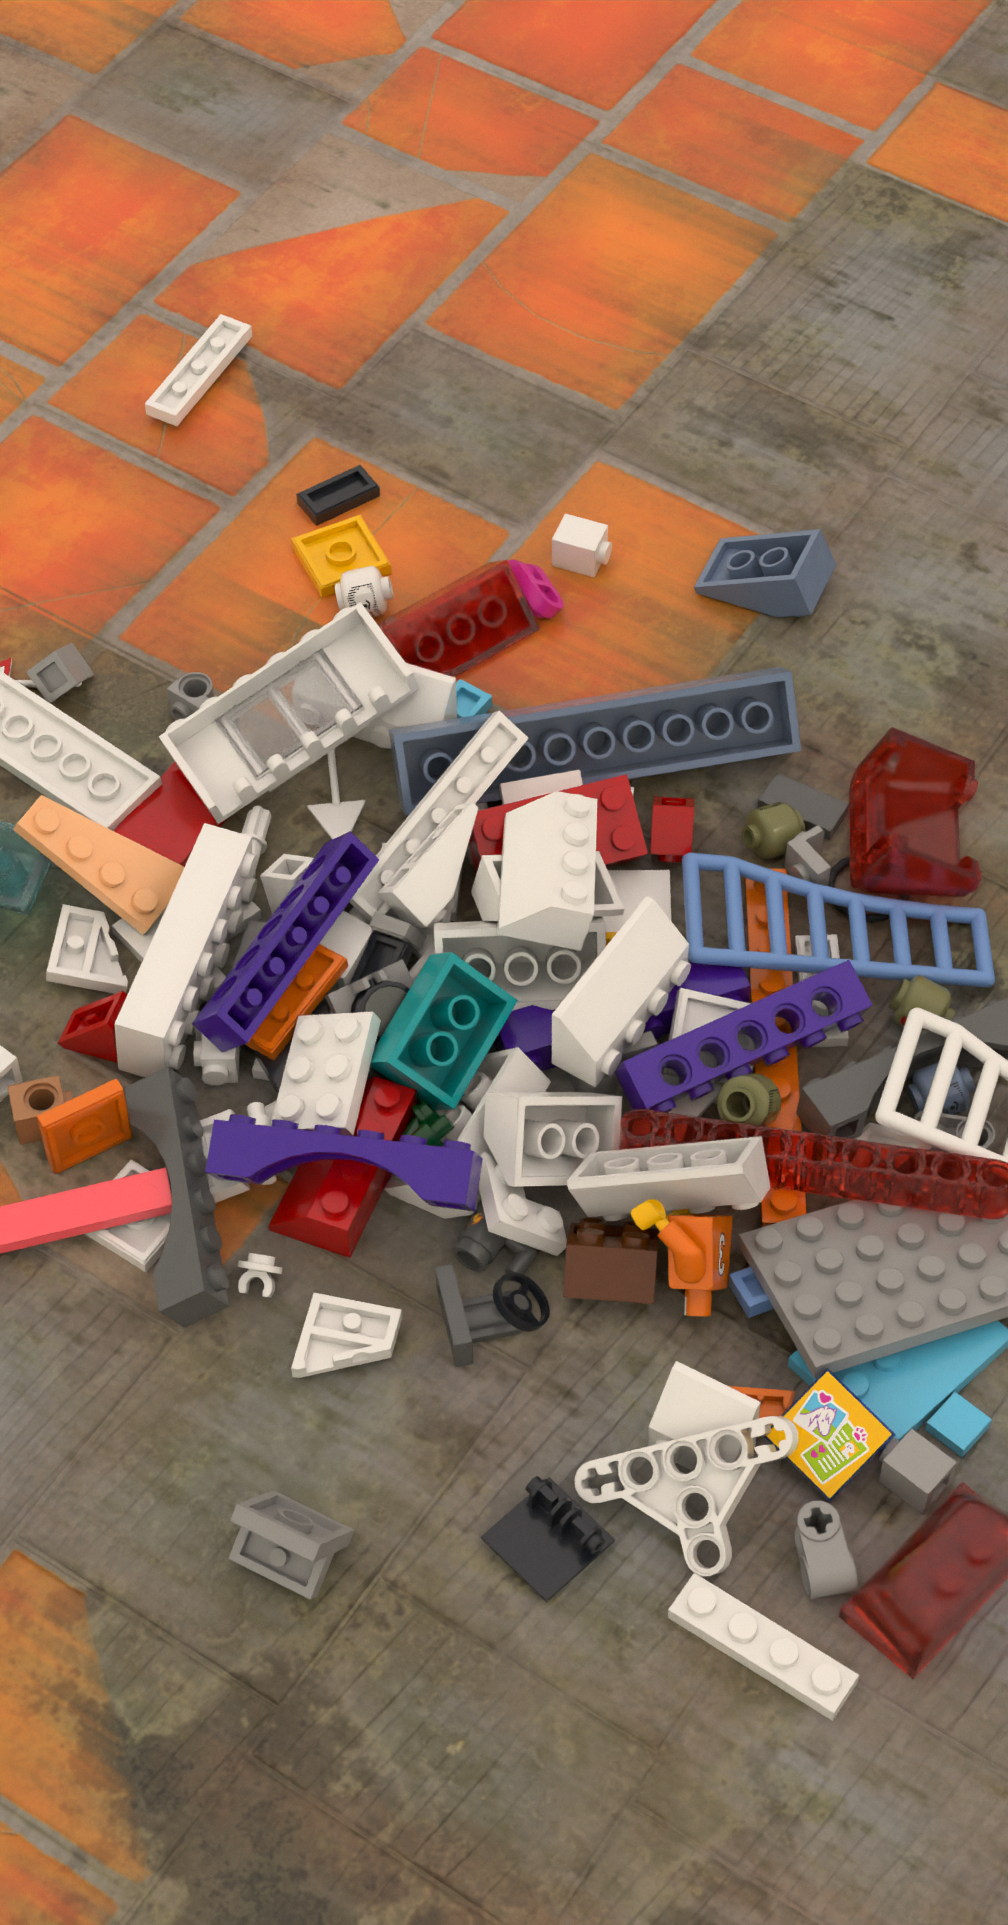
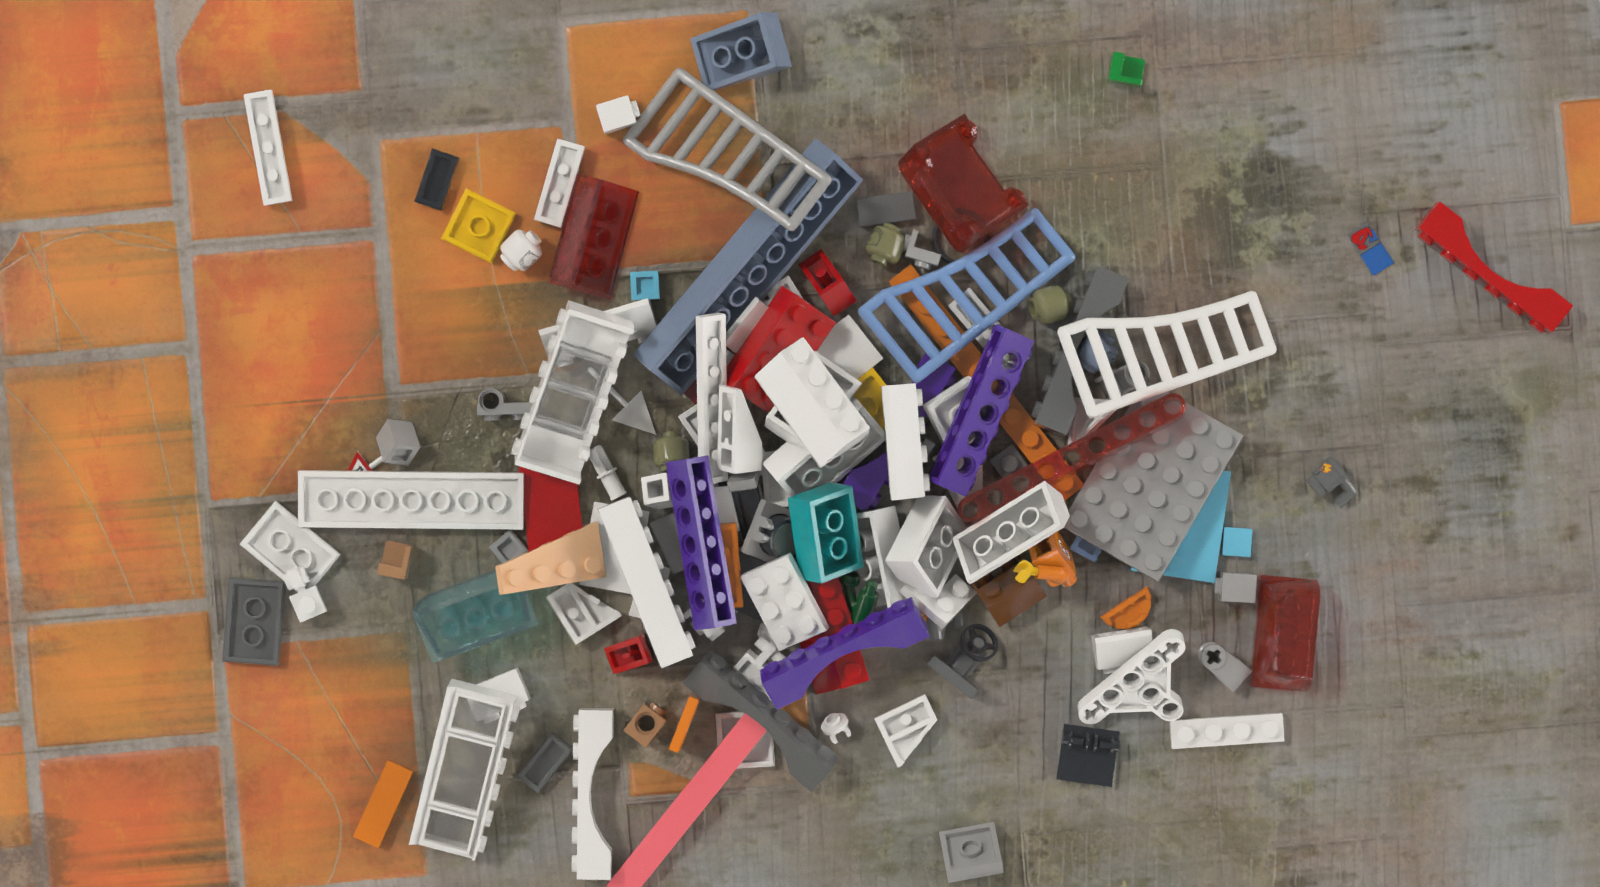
camera: 40 degrees left, 35 degrees up
(458, 562) = (559, 183): none -> white plate
(537, 589) = (616, 168): dark pink plate -> none
(648, 642) = (704, 169): none -> light grey bar
(749, 1100) = (1012, 448): olive head -> none
(834, 1435) = (1184, 603): tile -> none

